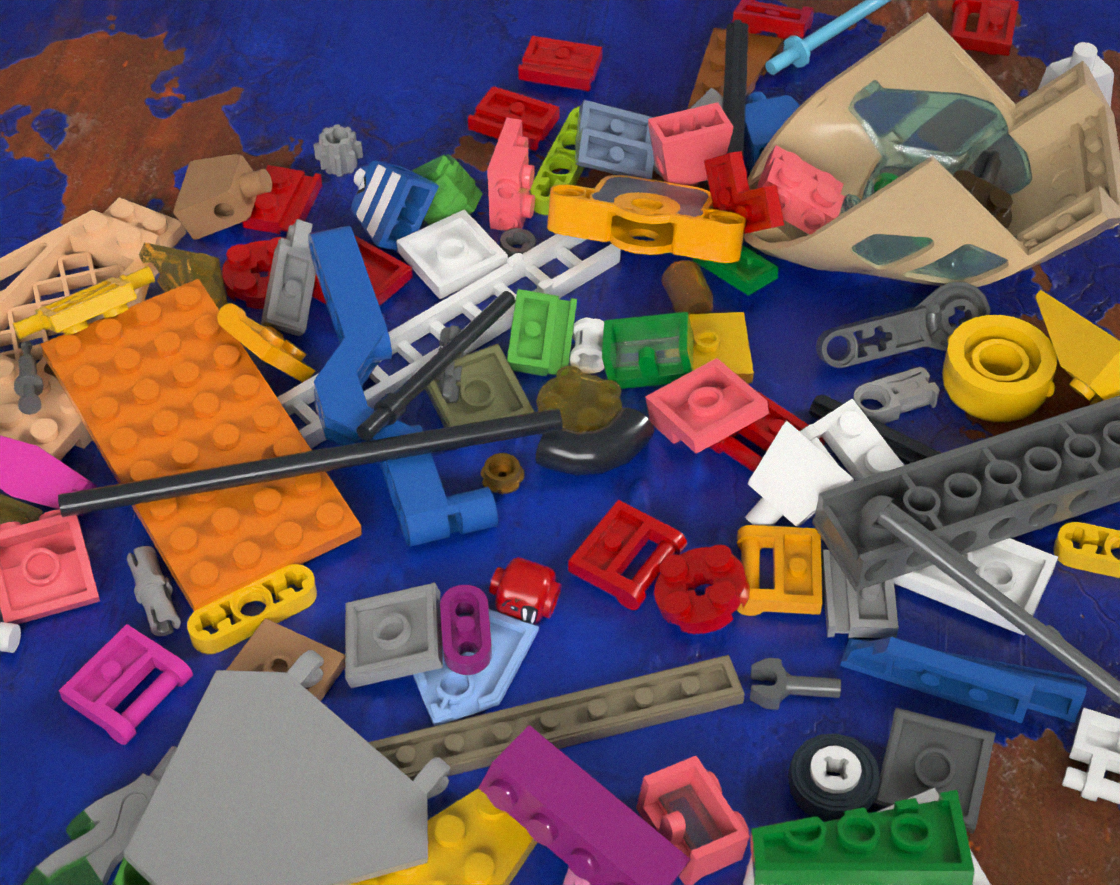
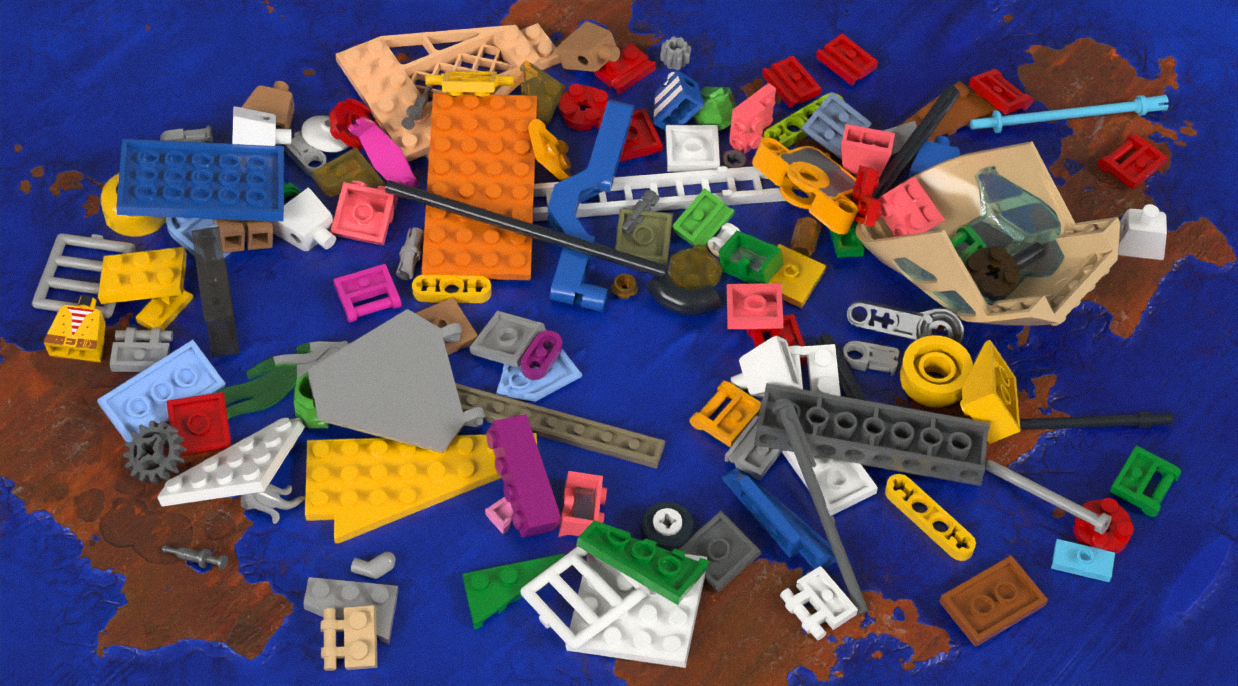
camera: 30 degrees right, 5 degrees up
(290, 282) = (587, 122): light grey hinge -> none
(393, 405) = (583, 219): black bar -> none
(525, 590) = (588, 352): red head -> none
(615, 545) = (653, 354): red plate -> none
(696, 567) = (675, 388): red plate -> none
(786, 684) = (684, 471): dark grey bar -> none

